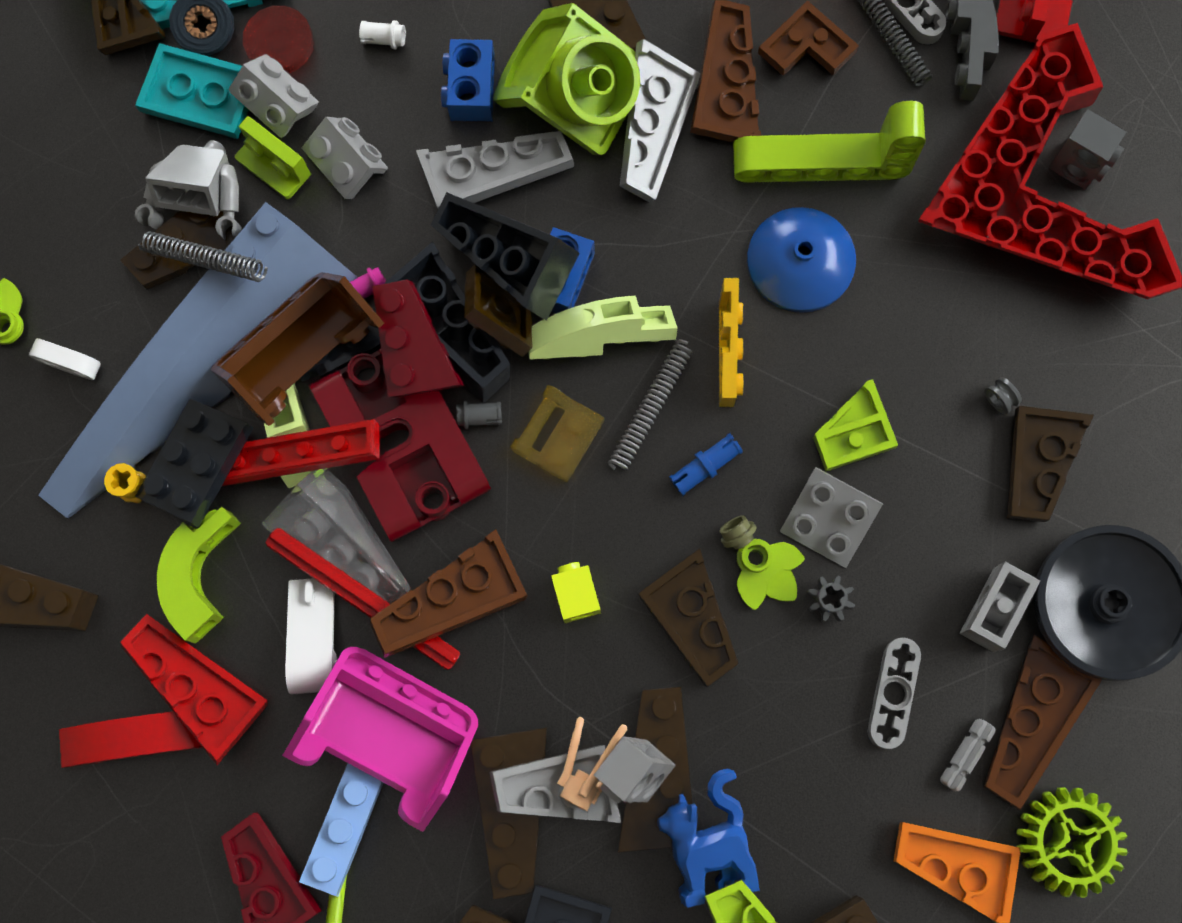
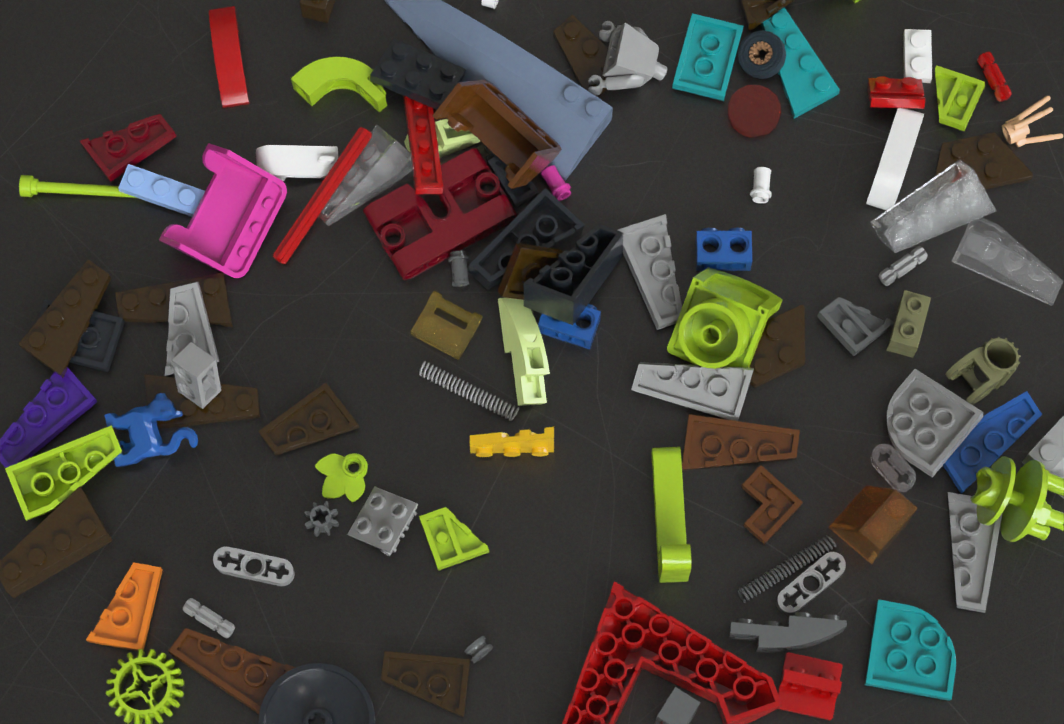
camera: 85 degrees right, 5 degrees down
(117, 478) = (406, 31): yellow bush -> none
(198, 691) = (257, 92): red wing -> none
(209, 250) = (558, 75): dark grey piece -> none
(271, 159) = (652, 111): lime bracket -> none
(272, 94) = (704, 108): light grey bracket -> none
(343, 155) = (660, 163): light grey bracket -> none
(409, 345) = (495, 212): dark red wing -> none
(462, 592) = (324, 258): reddish brown wing -> none
(575, 592) = (326, 339): neon yellow brick -> none
(584, 788) = (184, 337): light nougat plant -> none
(706, 464) = (423, 430): blue pin -> none
(737, 532) = (370, 452): olive plate -> none
(799, 280) = (585, 520): blue dish -> none
(1000, 607) = (313, 637): light grey brick -> none

